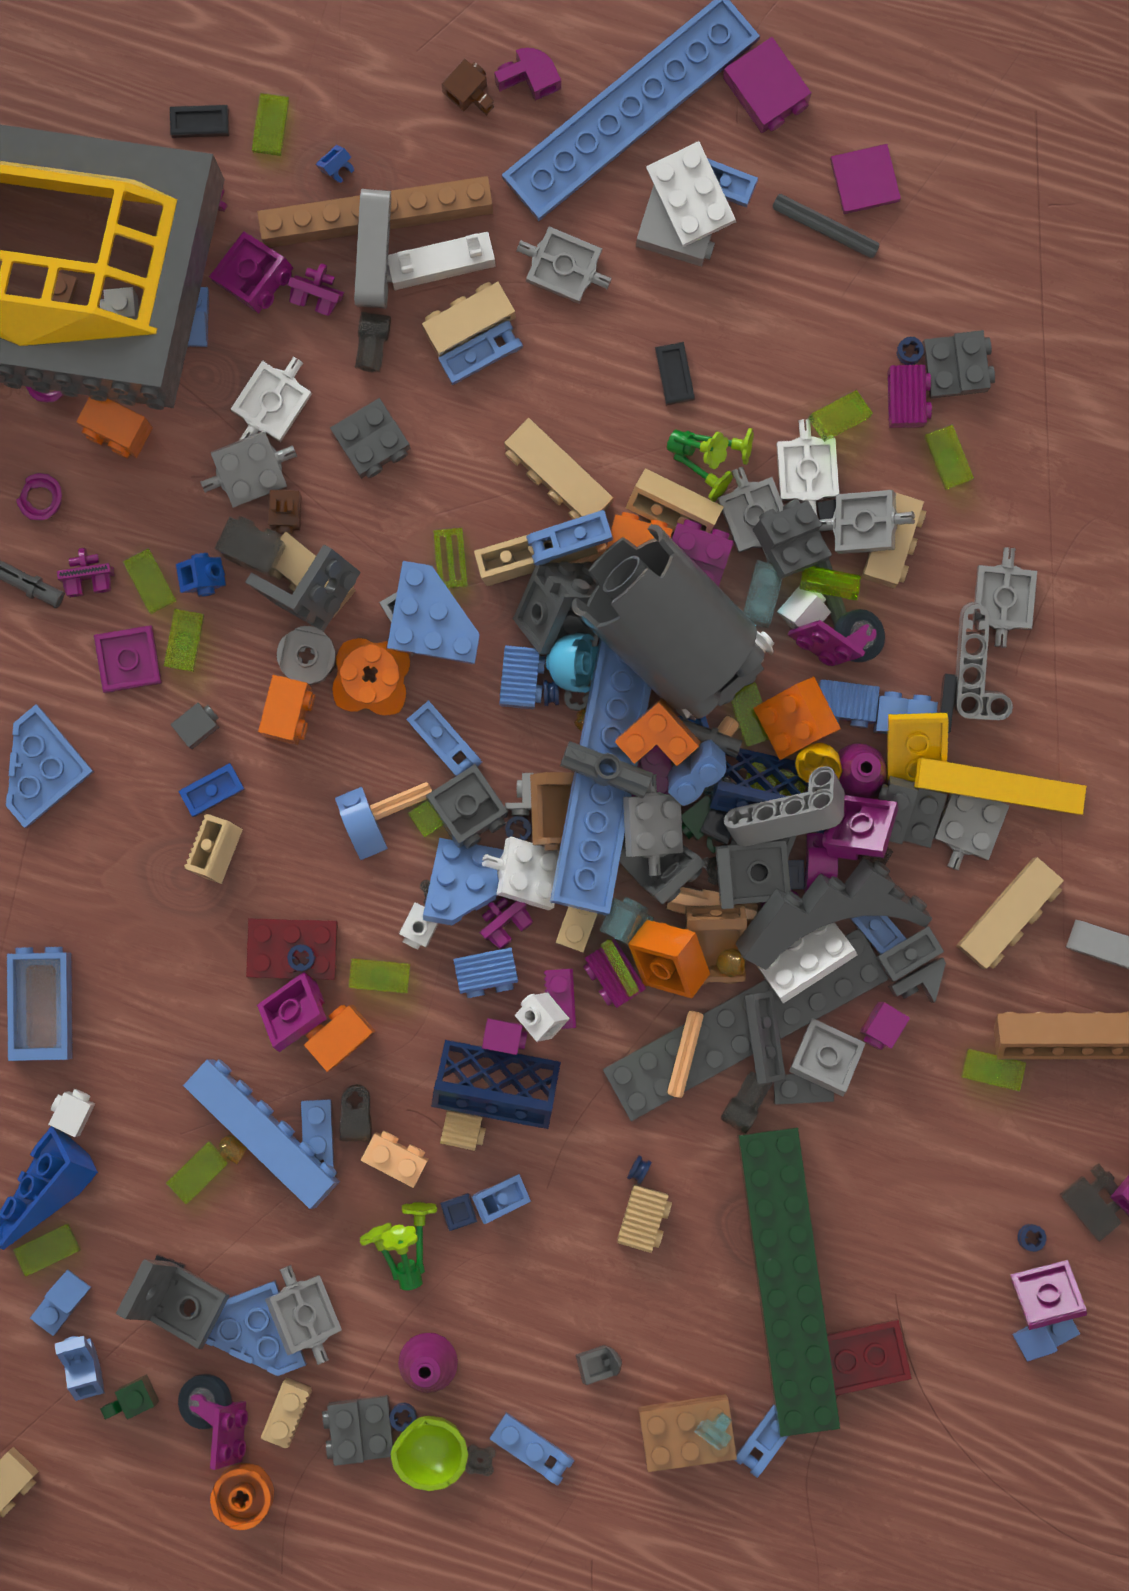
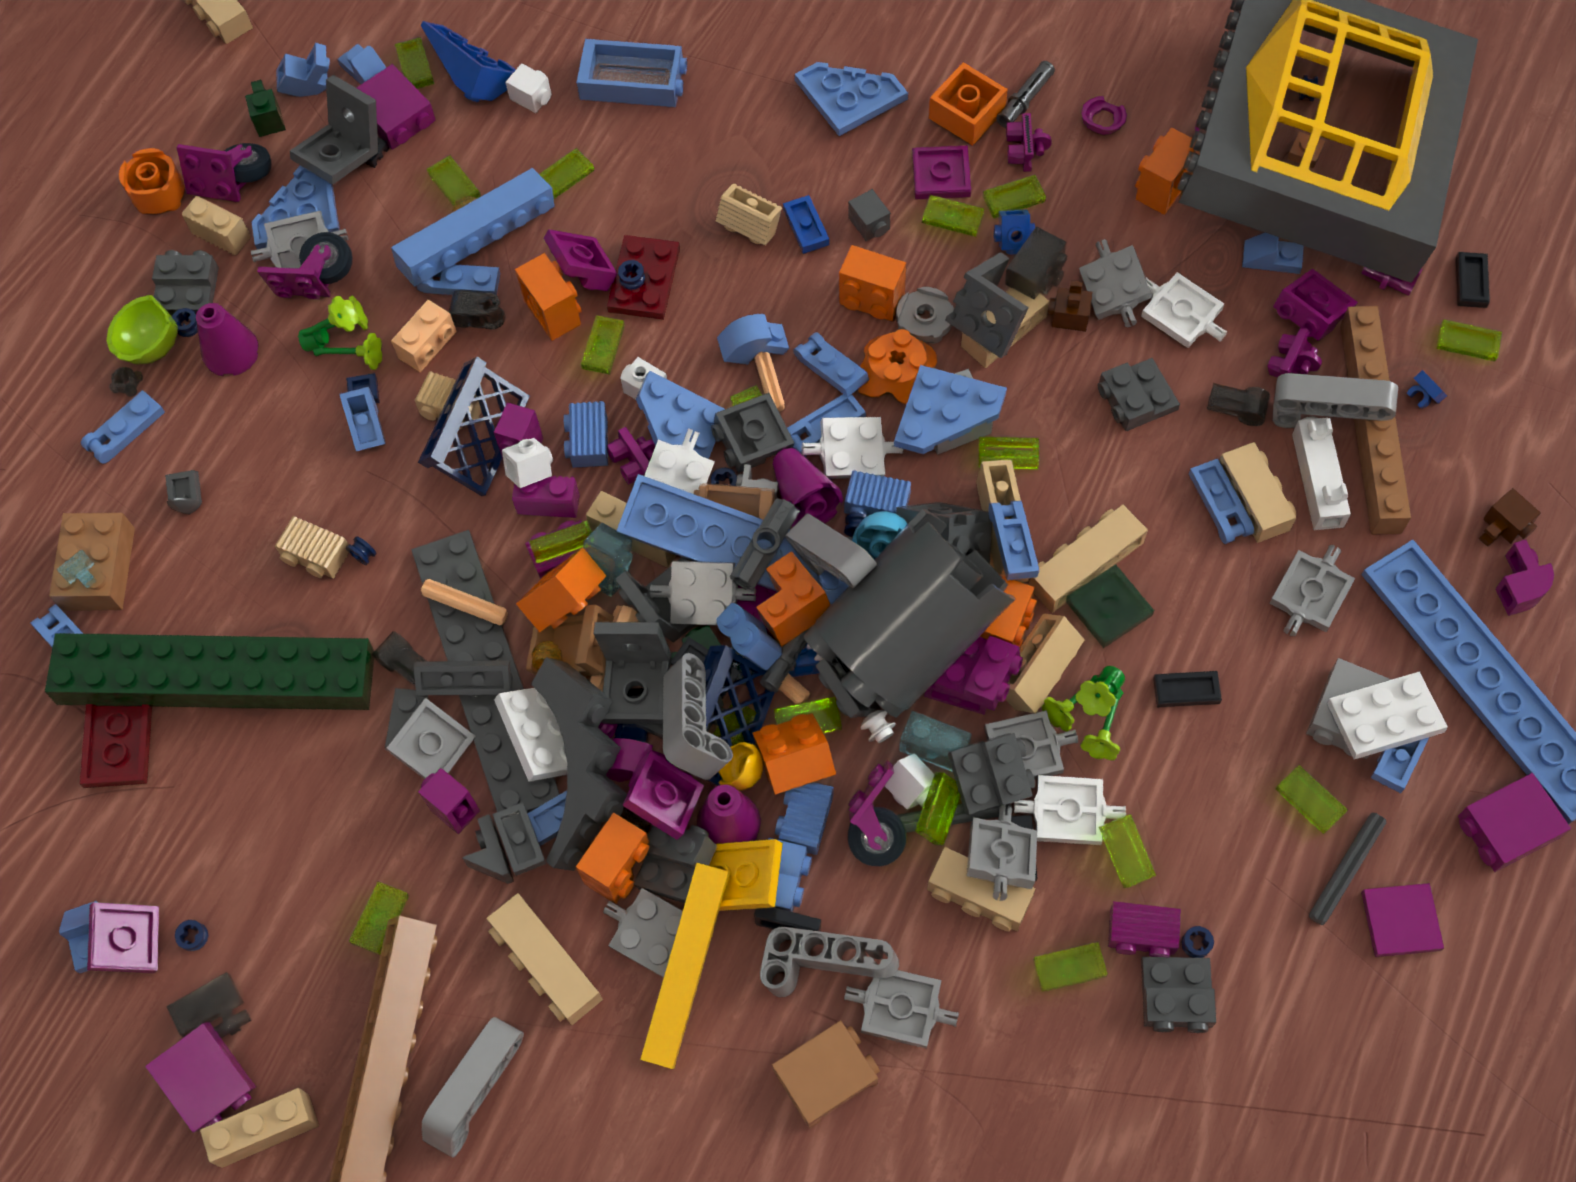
camera: 105 degrees right, 20 degrees down
(47, 638) = (967, 103): none -> orange brick
(112, 1257) = (399, 106): none -> magenta brick
(172, 1055) = (567, 172): none -> clear neon green tile
(324, 1281) = (323, 261): none -> plate
(378, 740) = (831, 365): none -> medium blue plate
(469, 708) = (850, 446): none -> white plate
(520, 749) = (805, 486): none -> magenta cone
(603, 448) = (1109, 606): none -> clear green plate
(623, 700) = (830, 551): none -> light grey beam
(766, 259) = (1311, 799): none -> clear neon green tile
(918, 864) = (611, 856): none -> orange brick
(1073, 652) = (826, 1072): none -> medium nougat panel

